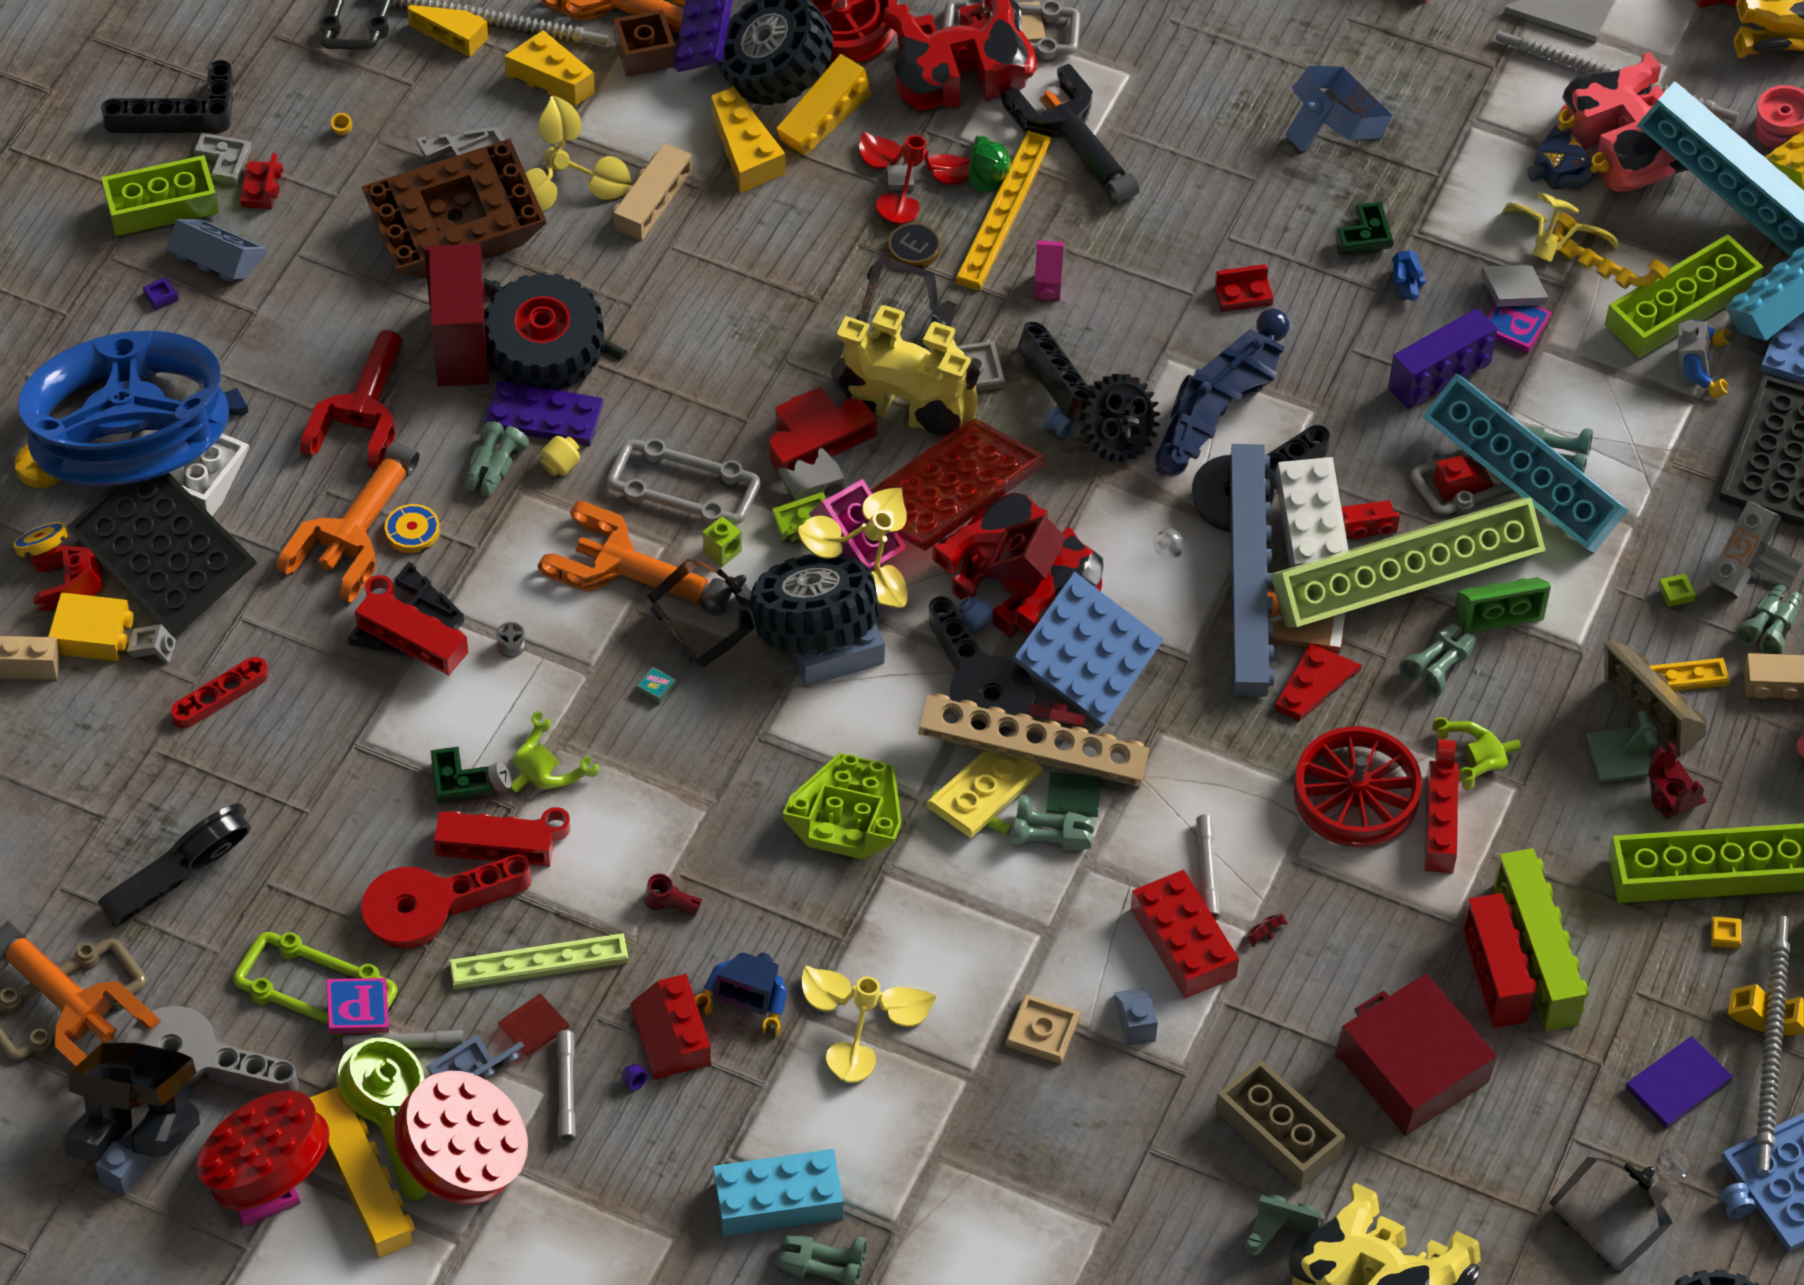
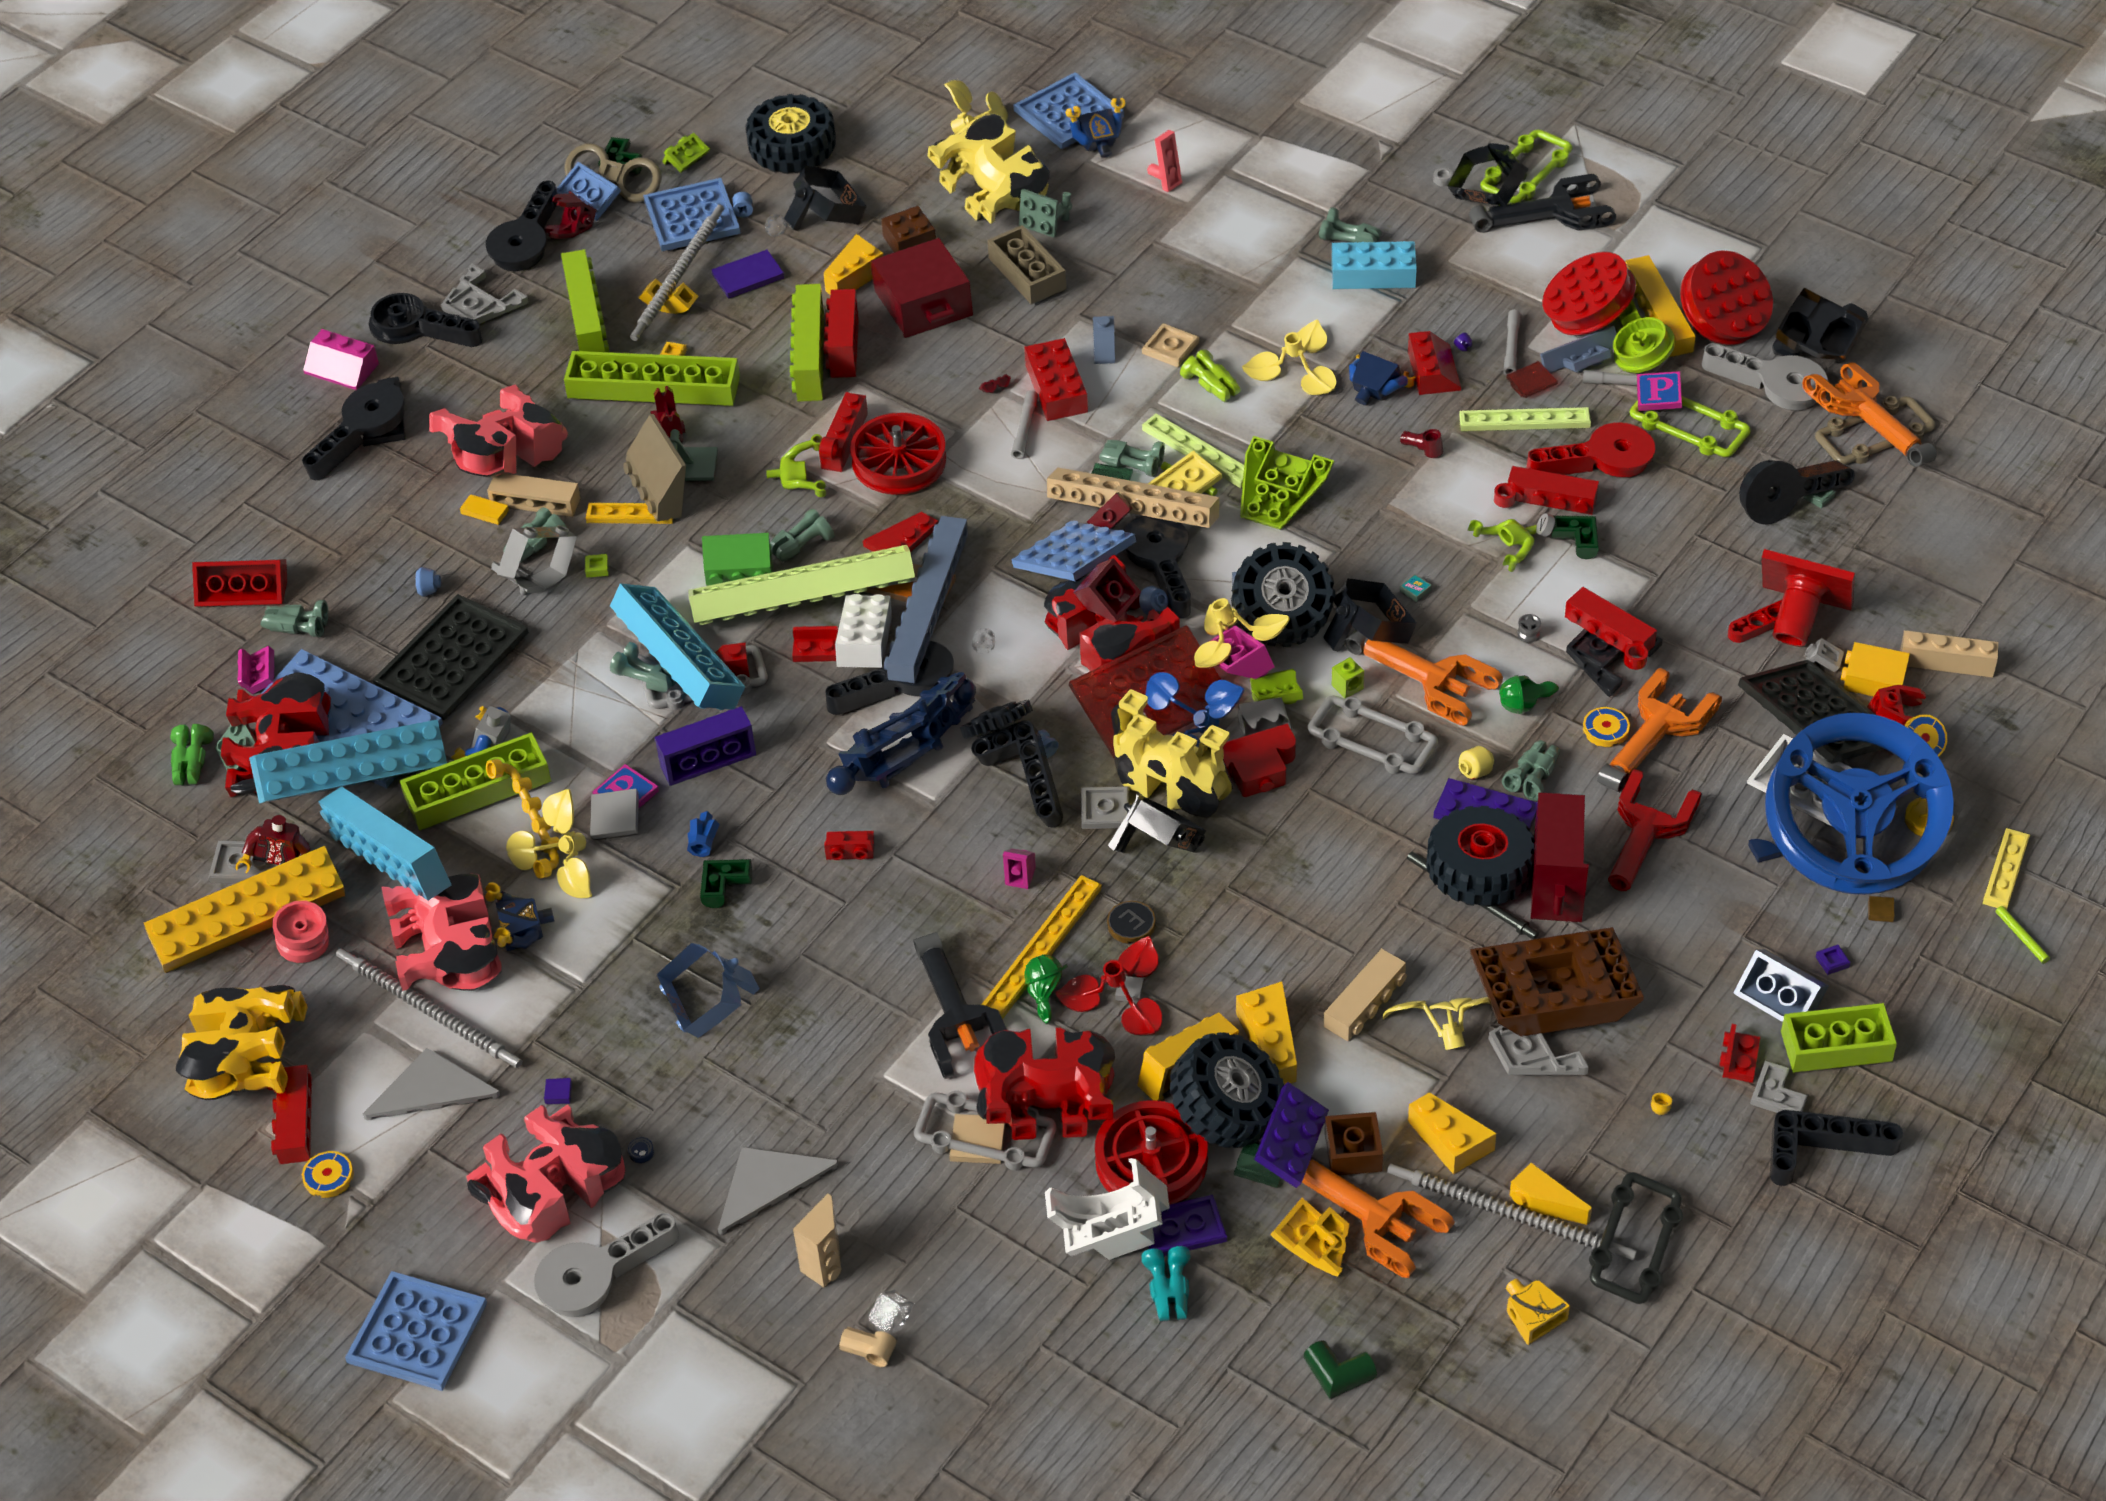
camera: 165 degrees left, 5 degrees down
(168, 688) = (1804, 588): none -> red piece
(516, 541) = (1521, 693): none -> green piece
(882, 465) = (1220, 696): none -> blue plant
(966, 965) = (1214, 380): none -> lime piece
(972, 860) = (1186, 442): none -> yellowish green tile
(1447, 18) = (558, 1091): none -> dark purple tile
(1470, 1171) = (907, 229): none -> reddish brown brick
(1526, 1096) = (852, 266): none -> yellow wedge

